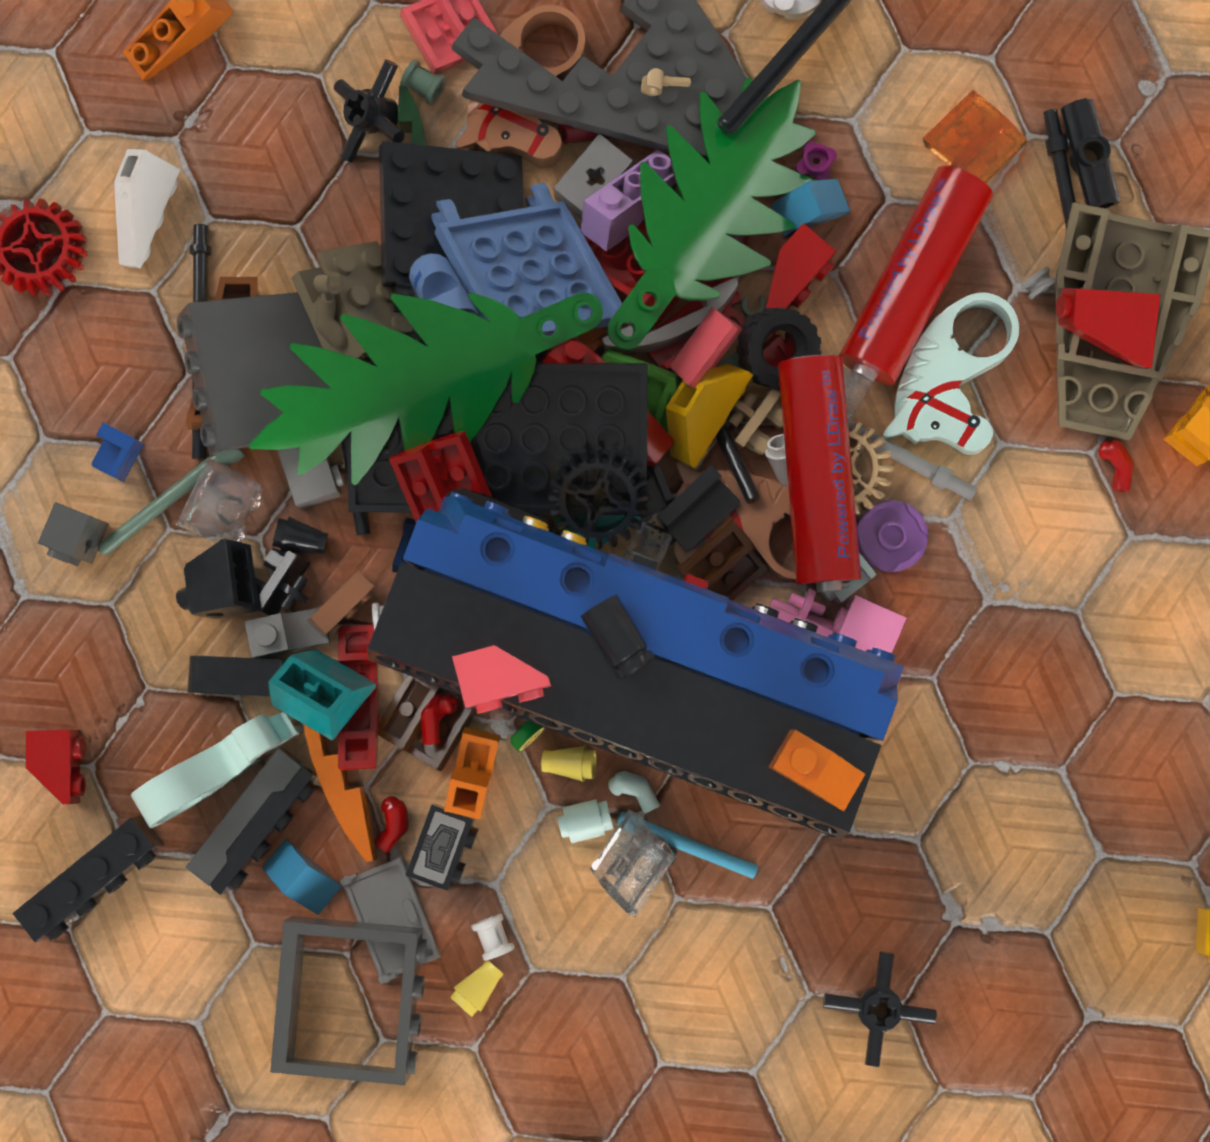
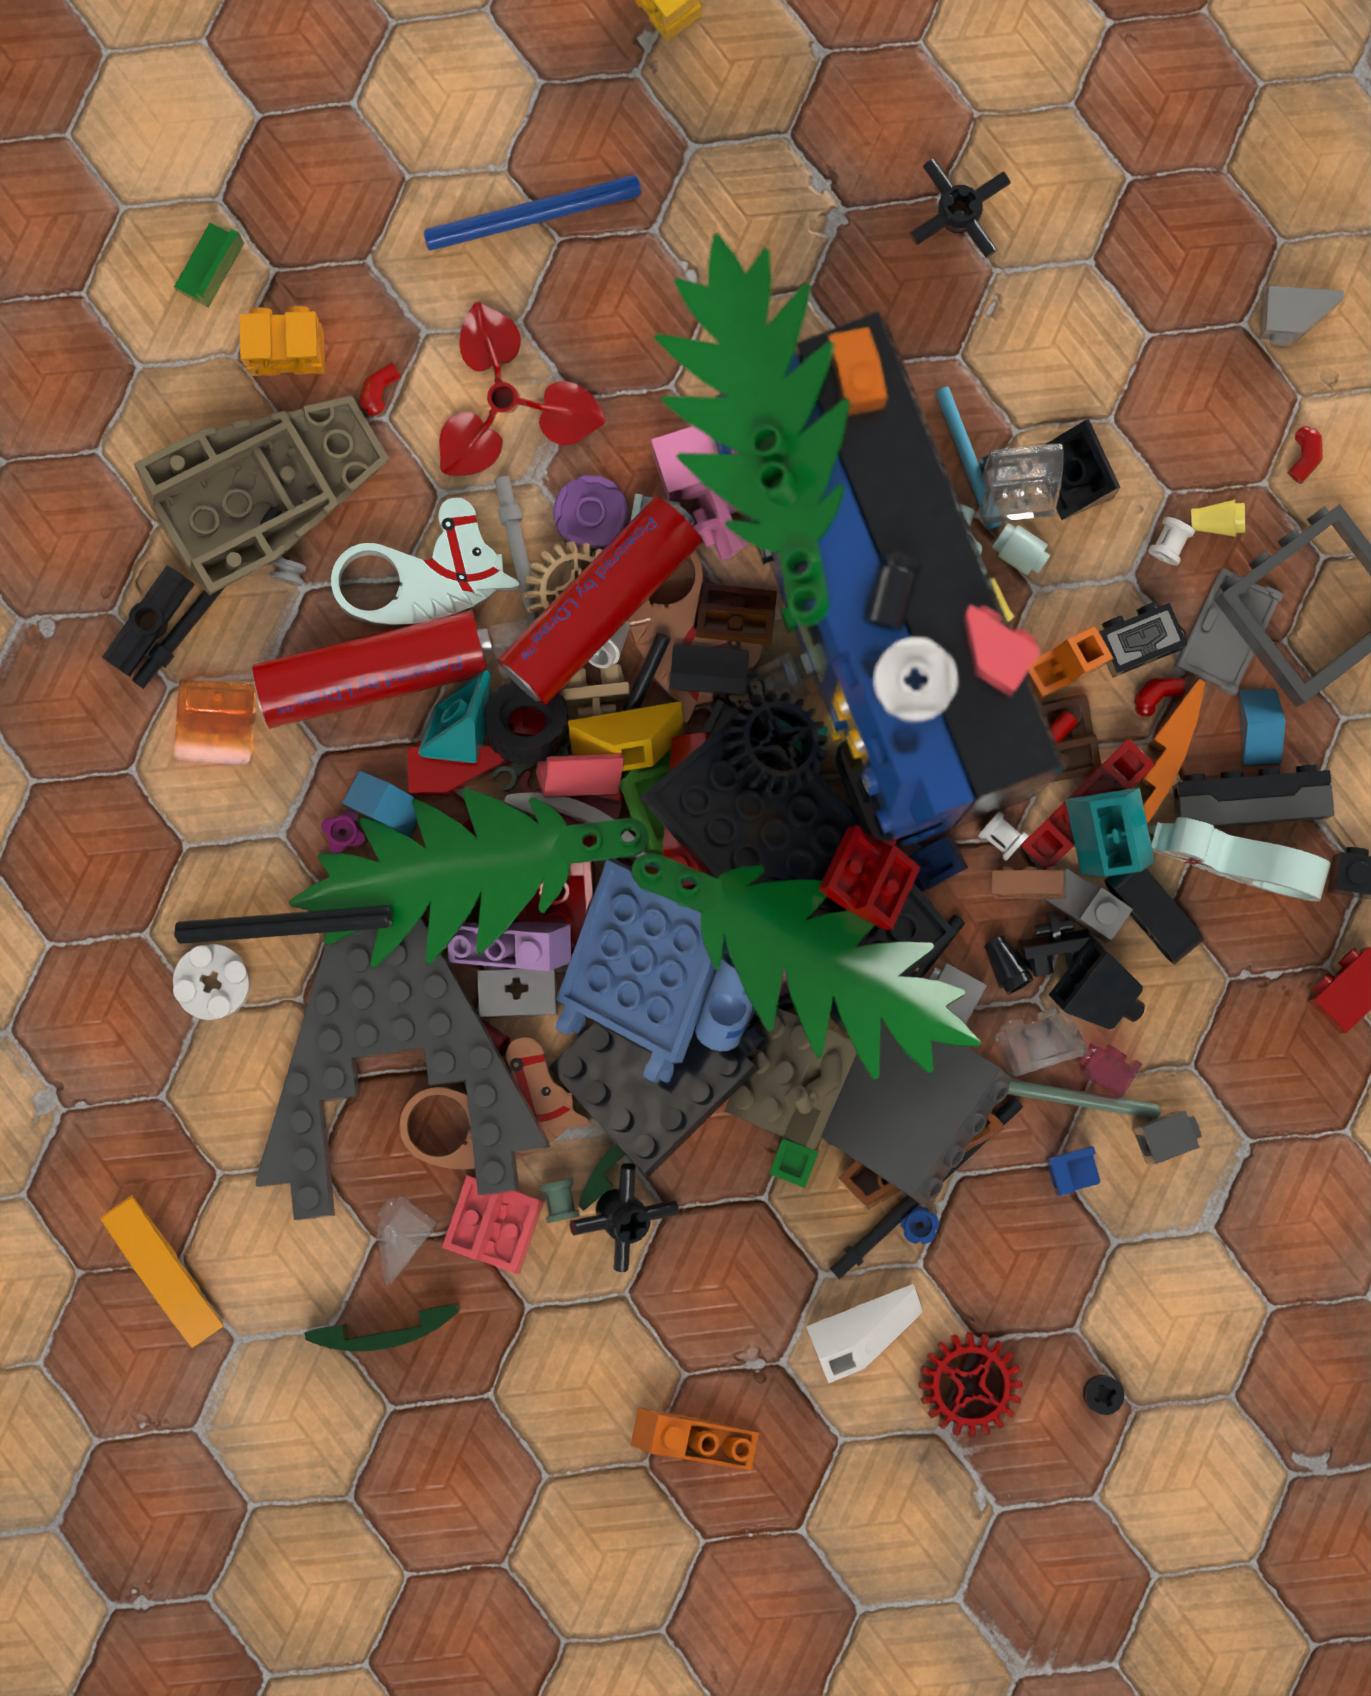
camera: 130 degrees left, 0 degrees up
(159, 541) = (1108, 1068): none -> clear pink brick
(169, 309) = (922, 1235): none -> blue plate
(296, 256) = (793, 1162): none -> green panel
(463, 1102) = (1311, 451): none -> red arm
(530, 569) = (931, 662): none -> white plate
(600, 919) = (1086, 471): none -> black slope
(655, 80) = (402, 1006): tan hand -> none
(790, 640) = (762, 417): none -> green plant
(820, 296) = (458, 722): none -> teal slope
(1022, 494) = (467, 442): none -> red plant
(1113, 321) = (275, 484): red slope -> none
(1153, 691) = (532, 212): none -> blue axle

